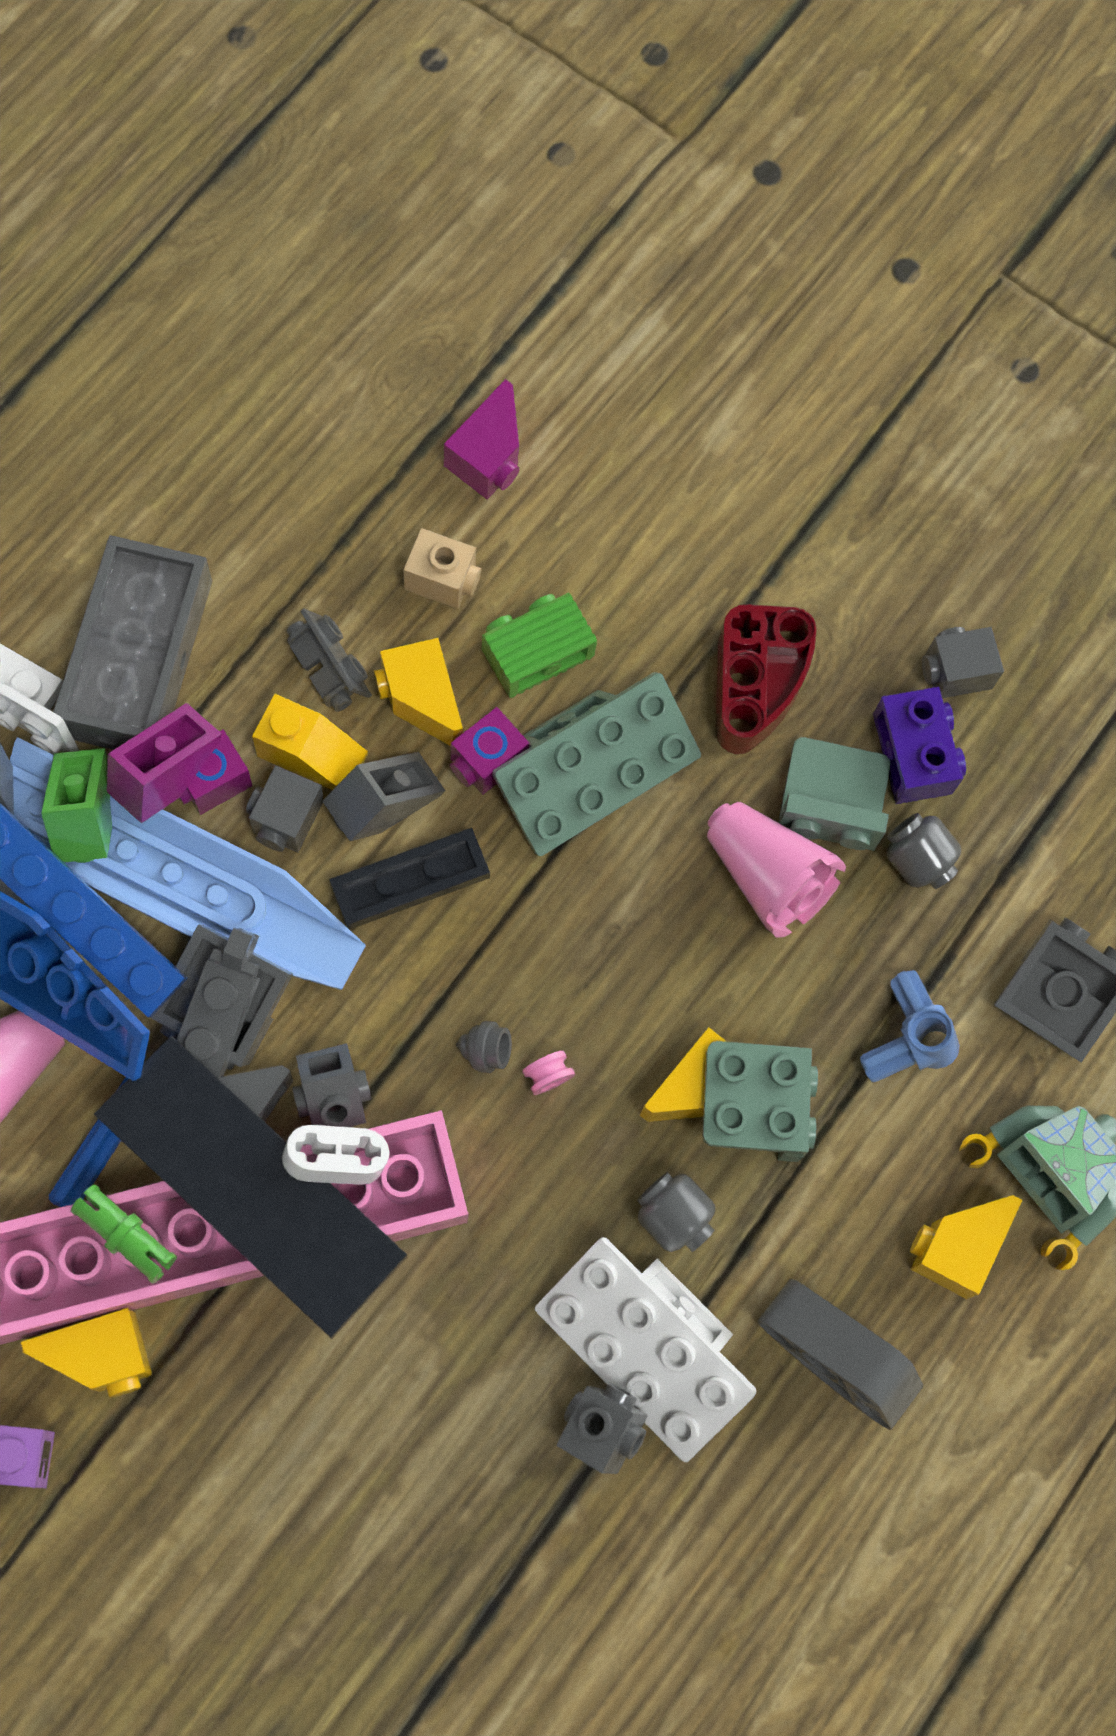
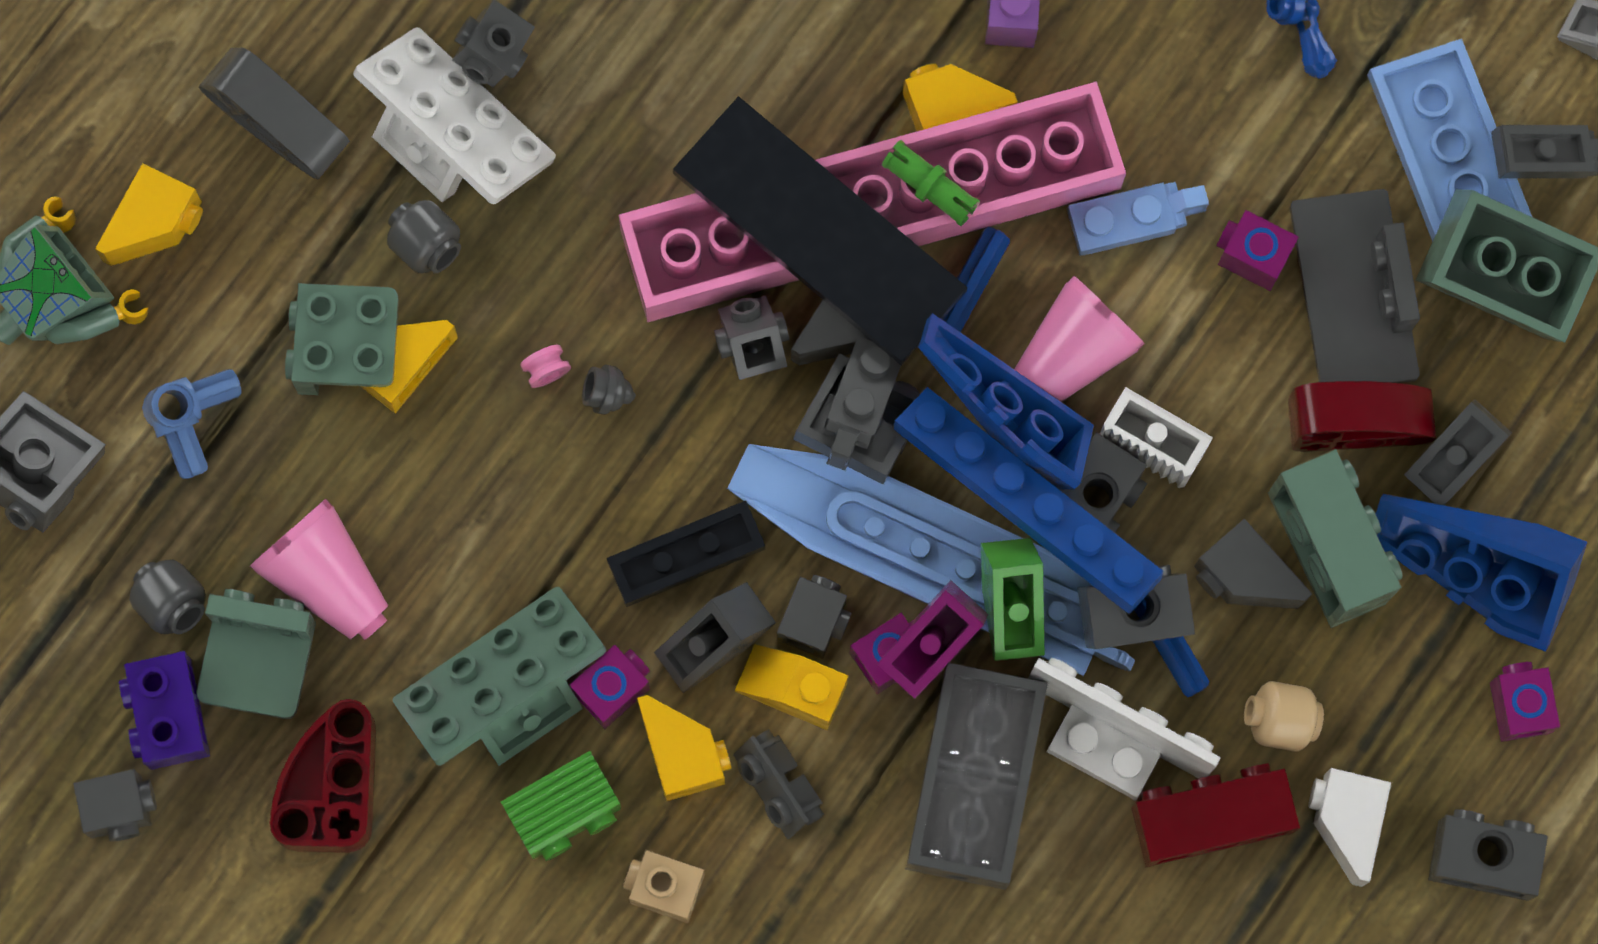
camera: 175 degrees left, 5 degrees up
(335, 1154) = (742, 265): white beam -> none

